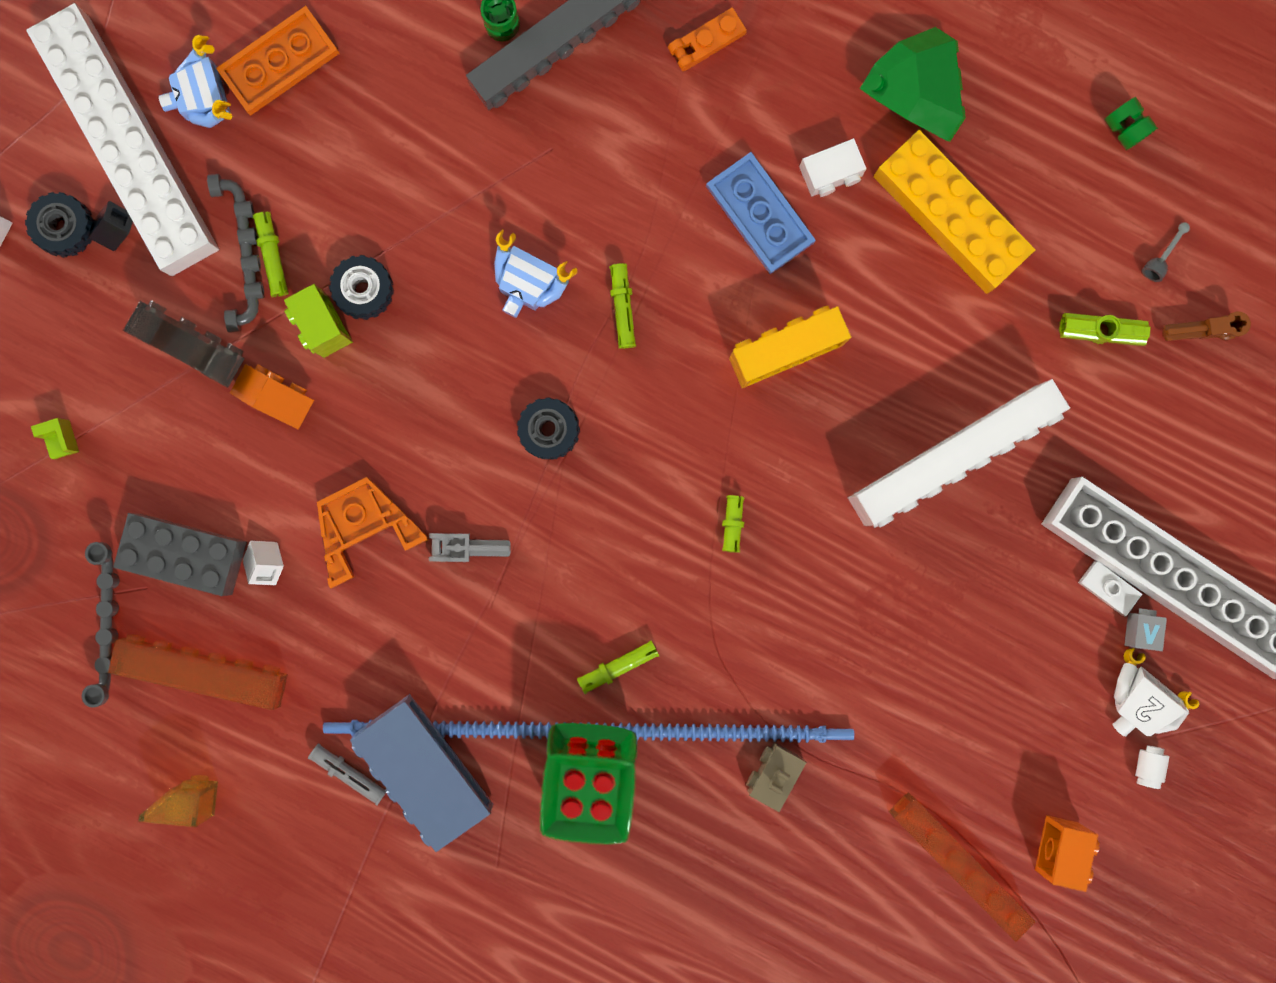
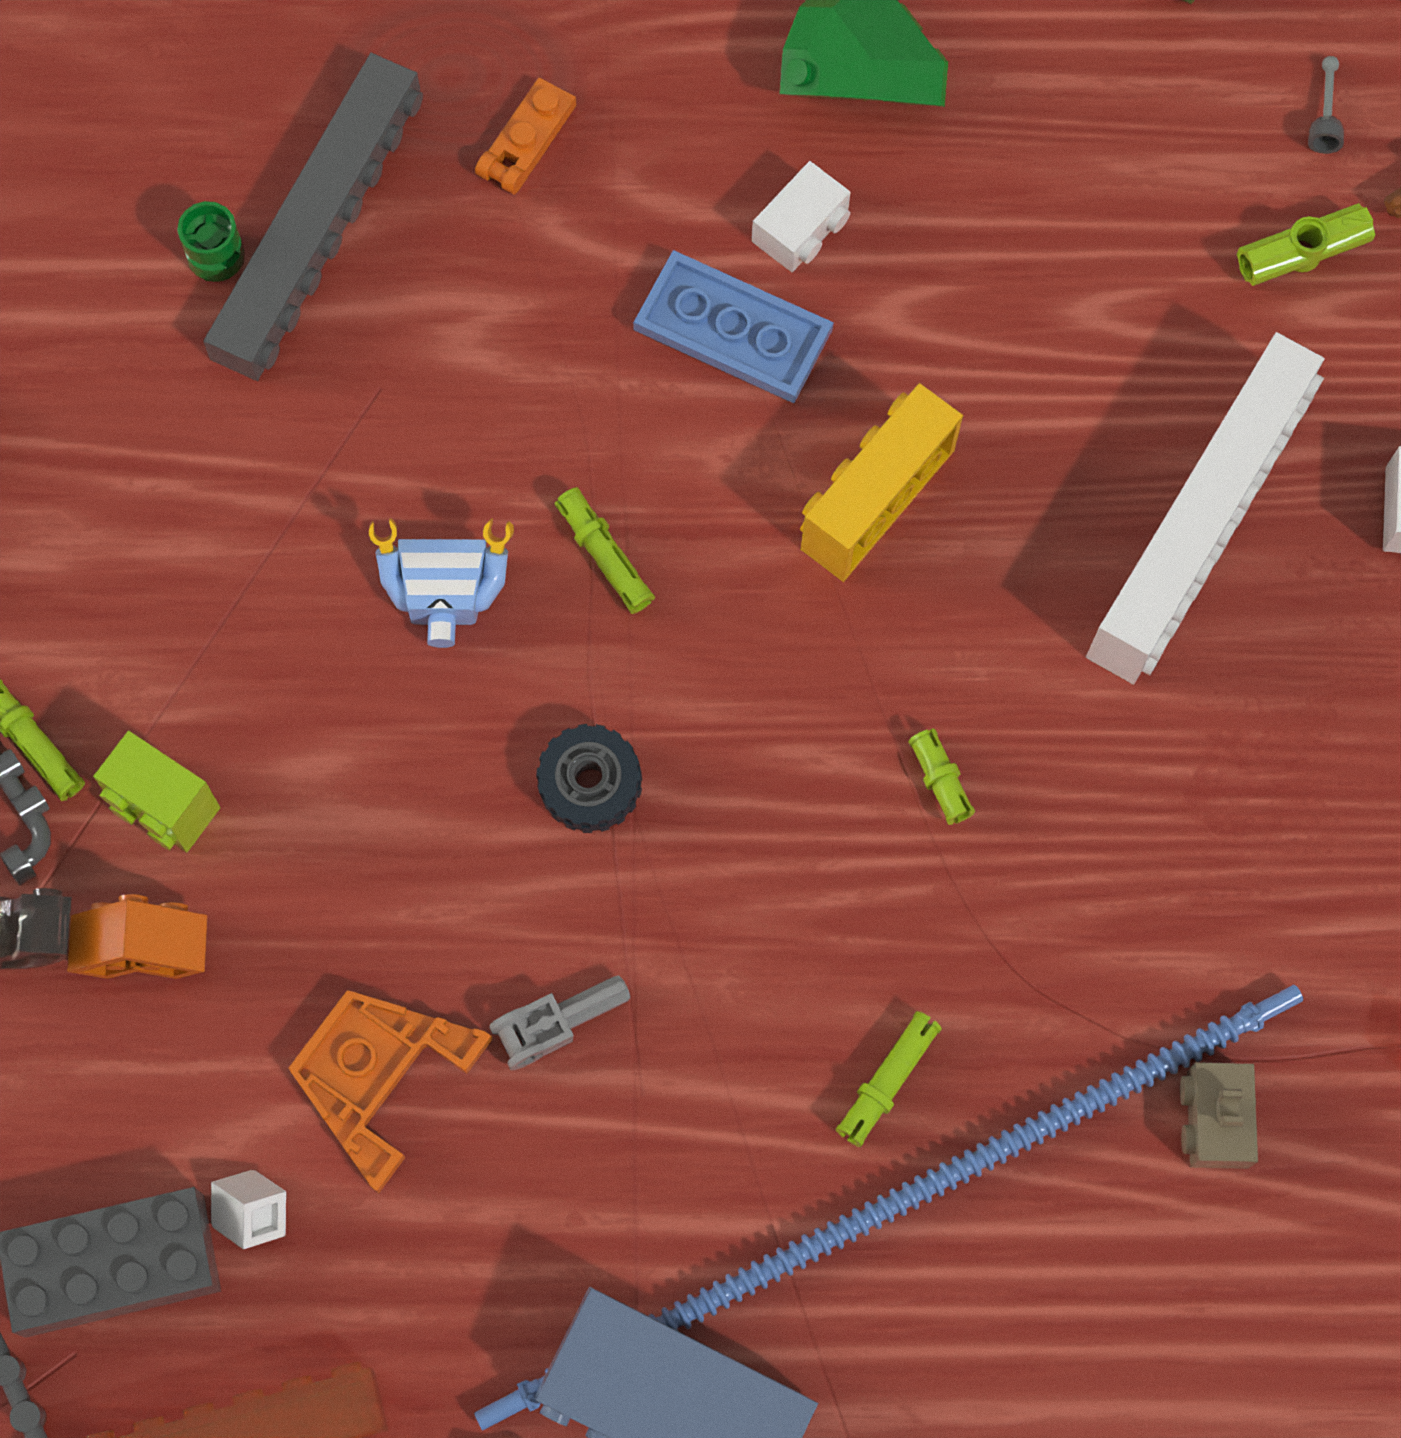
camera: 30 degrees left, 15 degrees down
(349, 275) = (193, 689): black wheel -> none
(588, 783) = (947, 1261): green piece -> none
(953, 212) = (1004, 193): yellow brick -> none

